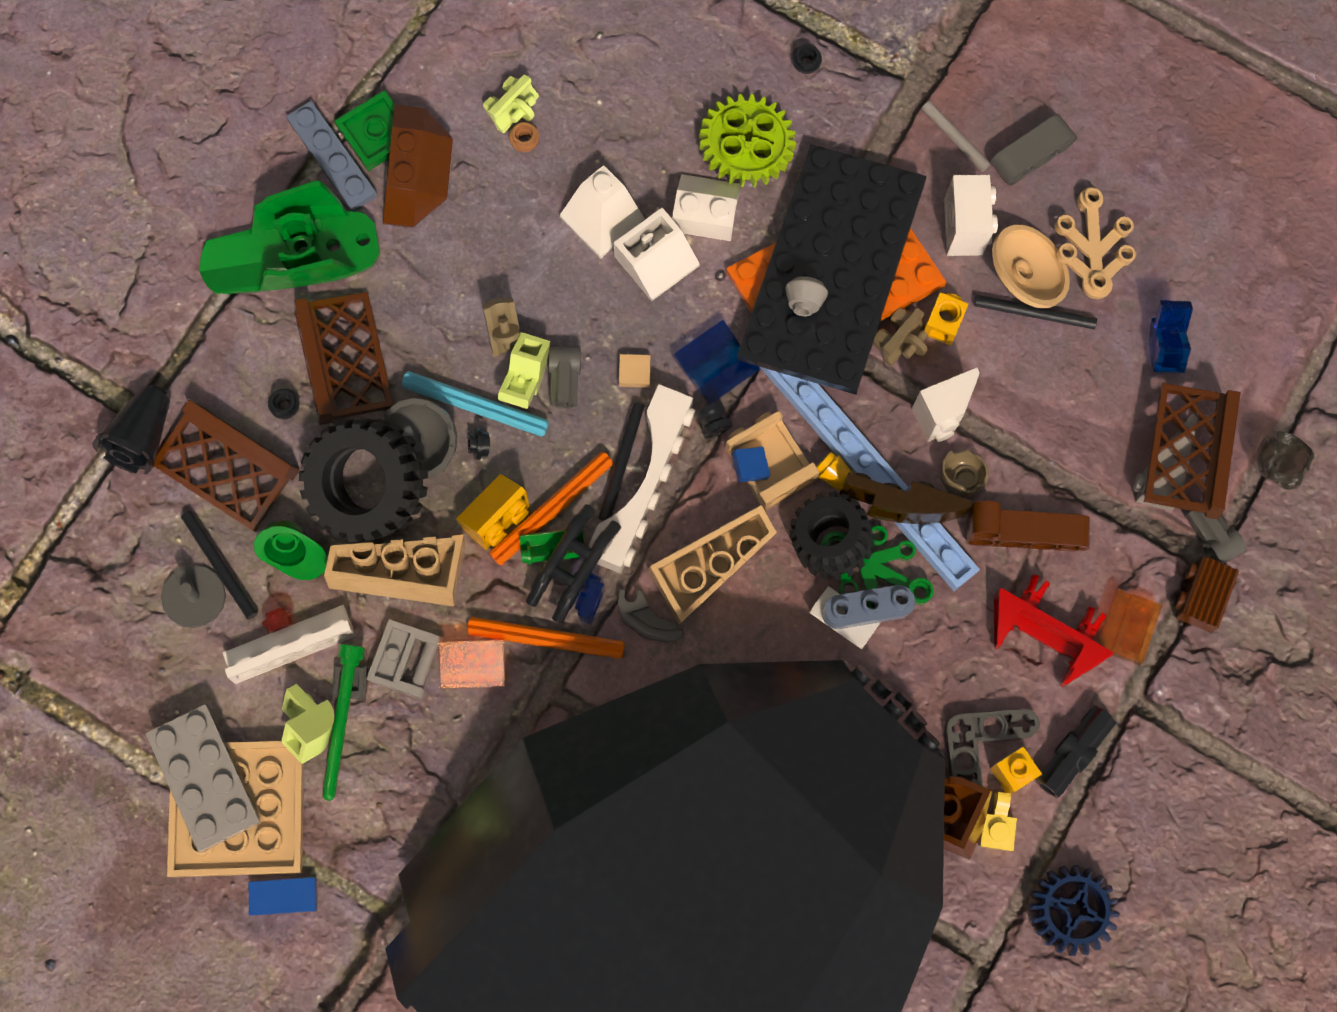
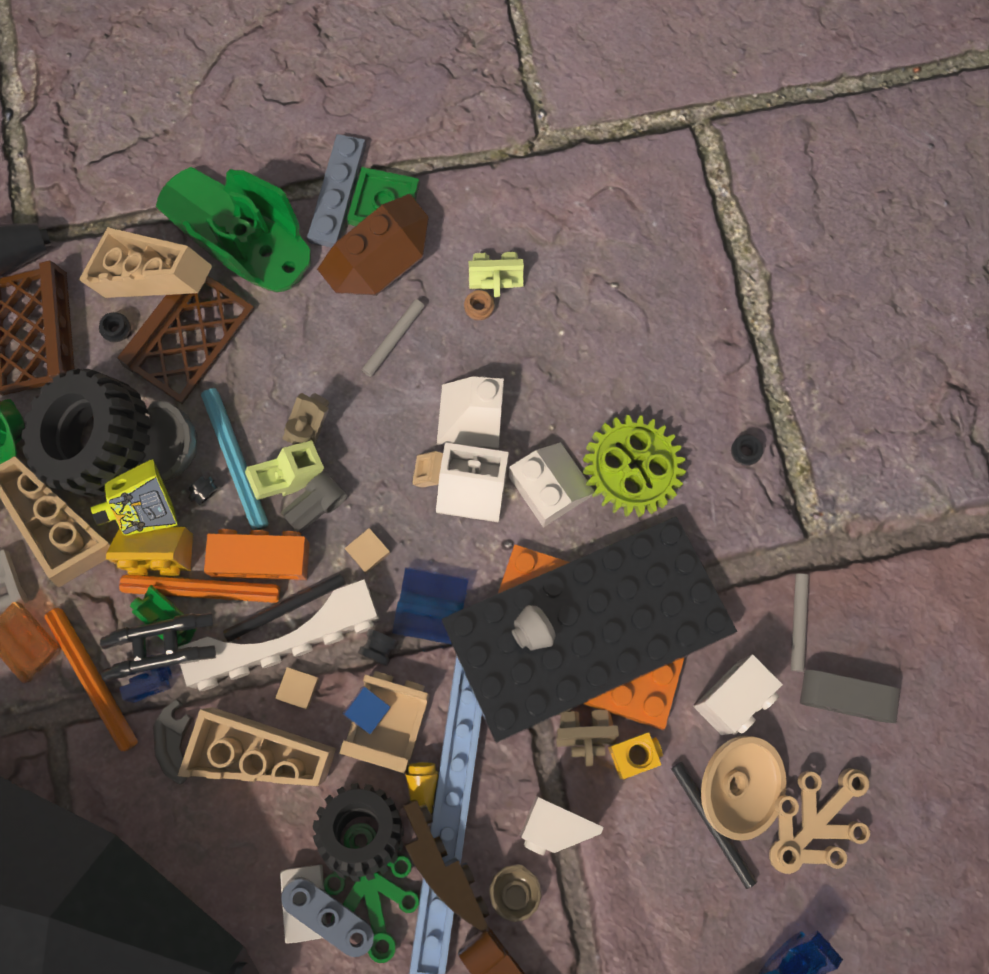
camera: 50 degrees right, 0 degrees up
(267, 333) = (143, 266): none -> tan wedge
(453, 484) = (137, 501): none -> torso
(489, 217) = (392, 338): none -> light grey bar
(567, 445) = (257, 555): none -> orange brick
(616, 276) = (427, 469): none -> tan tile
(689, 501) = (297, 688): none -> tan tile

